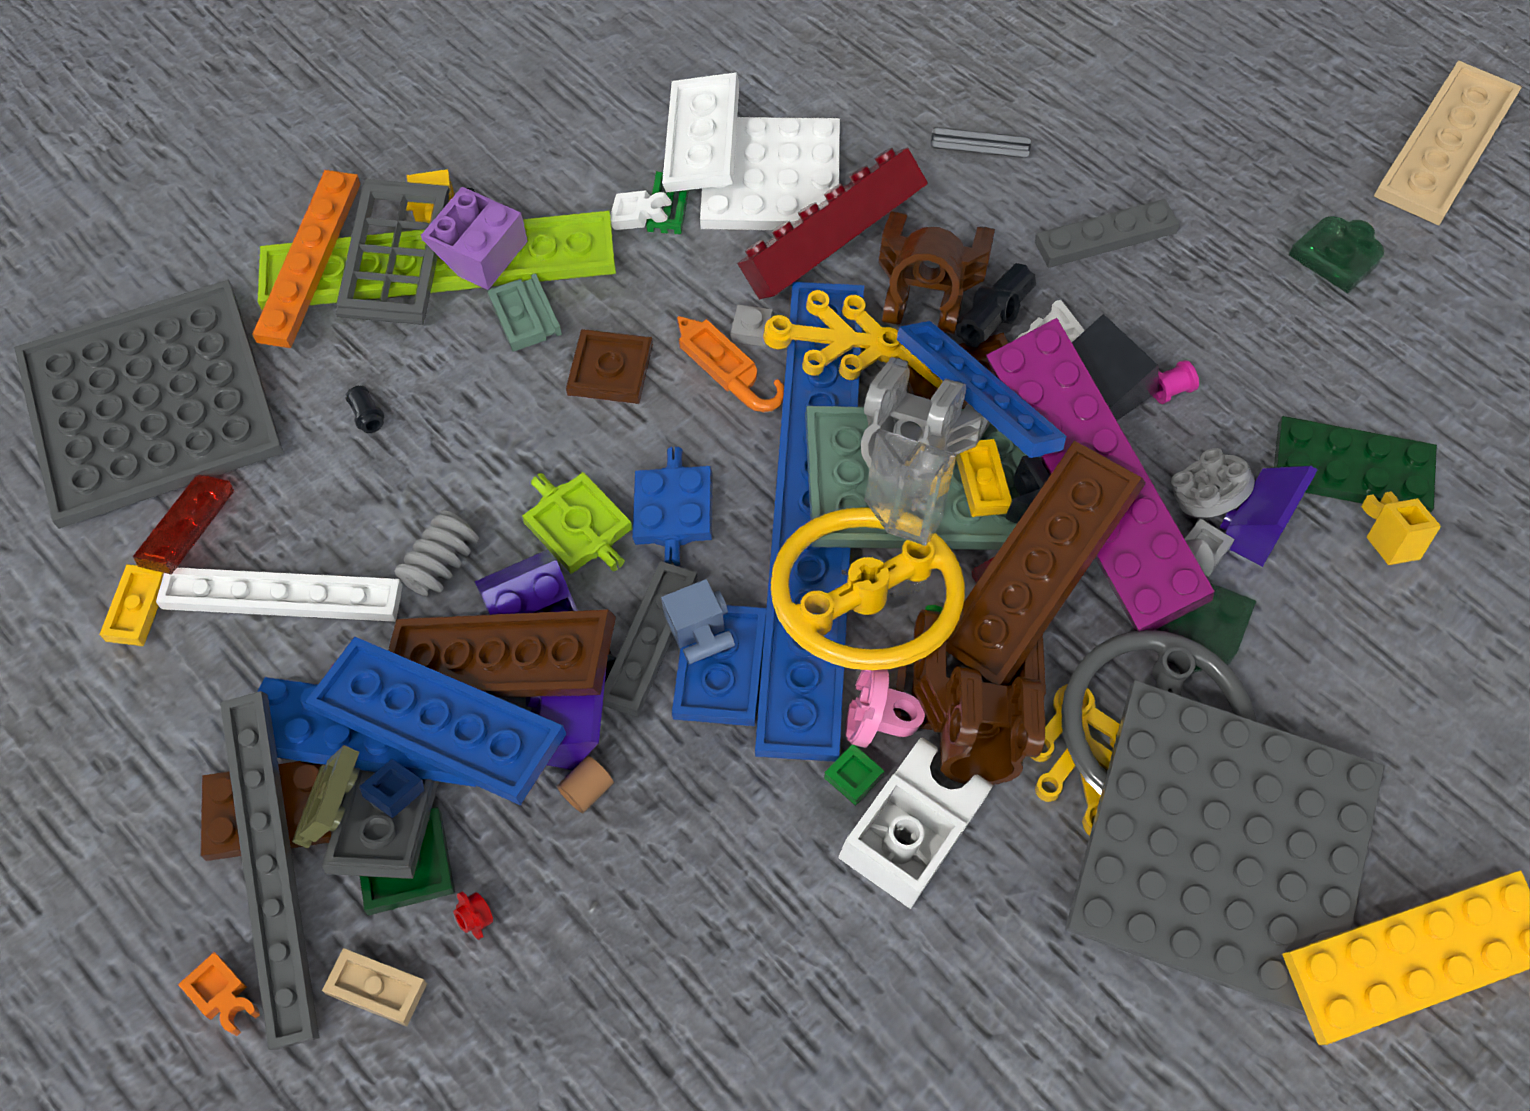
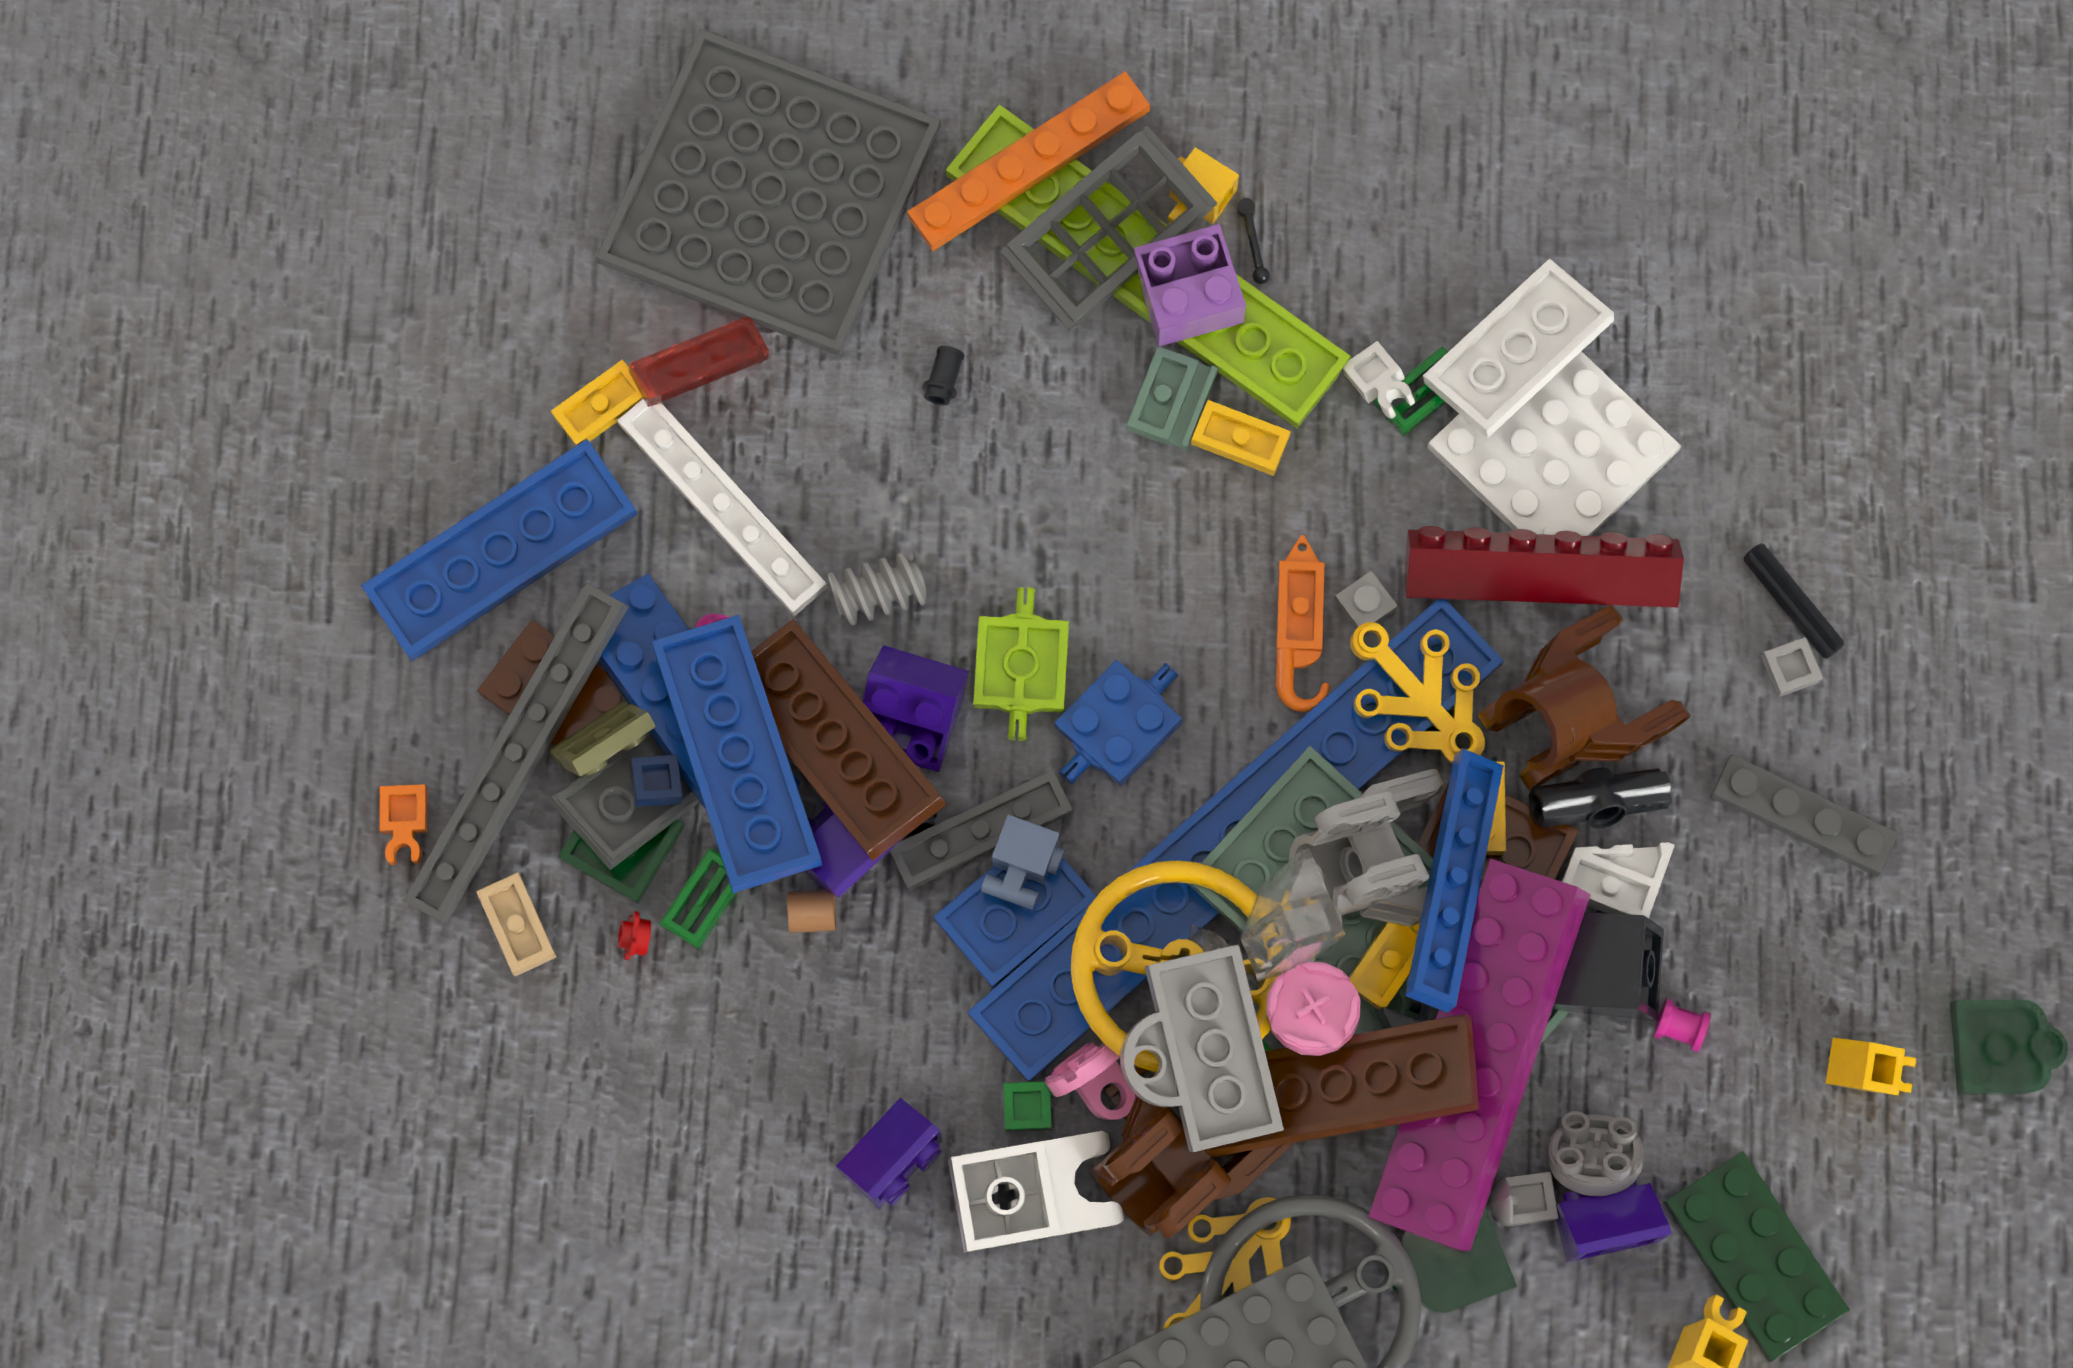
camera: 45 degrees right, 15 degrees up
(135, 756) = (499, 550): none -> blue plate
(505, 881) = (685, 894): none -> green tile
(587, 300) = (1240, 437): none -> yellow plate
(609, 366) = (1198, 526): reddish brown tile -> none
(796, 885) = (891, 1154): none -> dark purple slope
(942, 608) = (1205, 1050): none -> light grey plate
(976, 532) = (1313, 1008): none -> bright pink tile
(1017, 169) = (1792, 667): none -> light grey plate
(1291, 312) = (1867, 1066): none -> yellow brick

